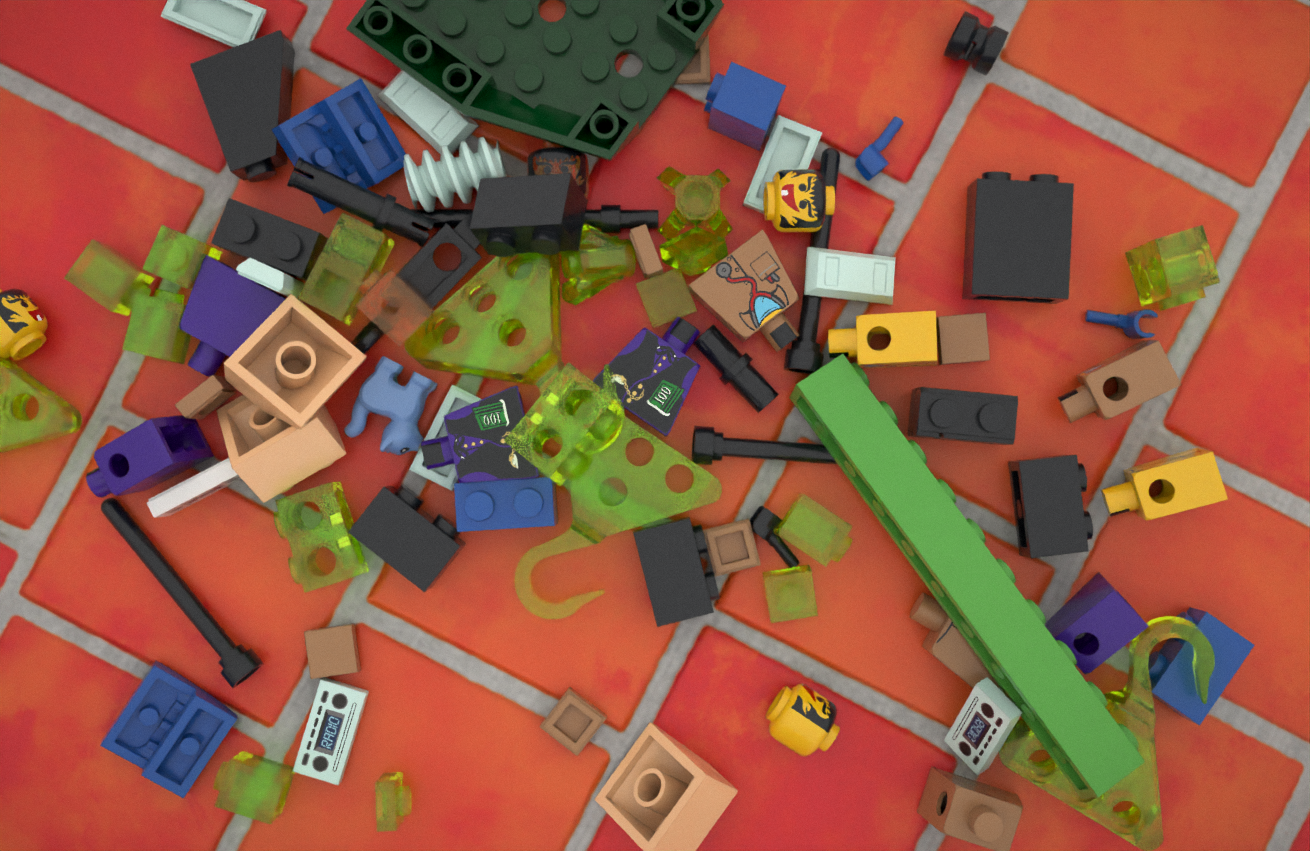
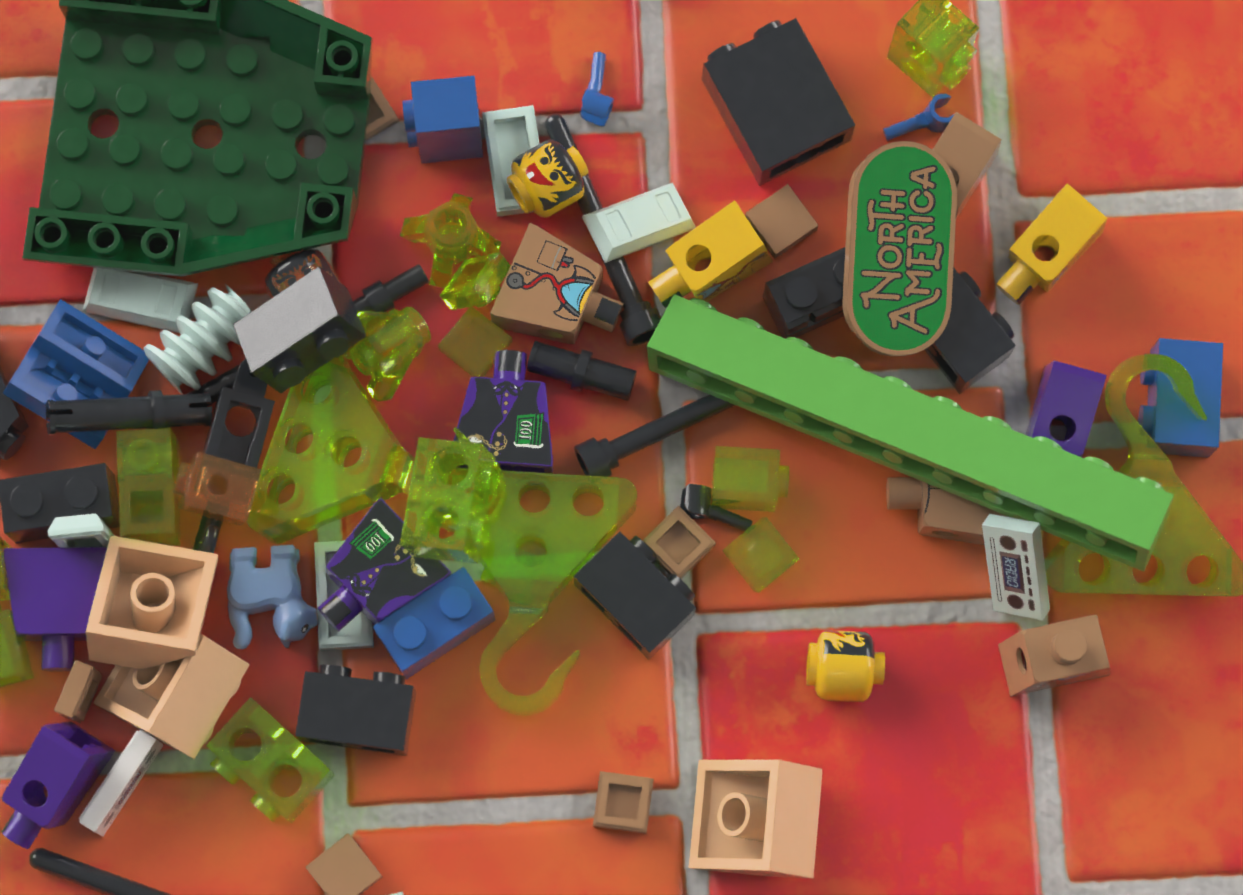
camera: 35 degrees left, 10 degrees down
(645, 252) = (433, 310): medium nougat tile -> none
(1045, 424) = (900, 248): none -> tile

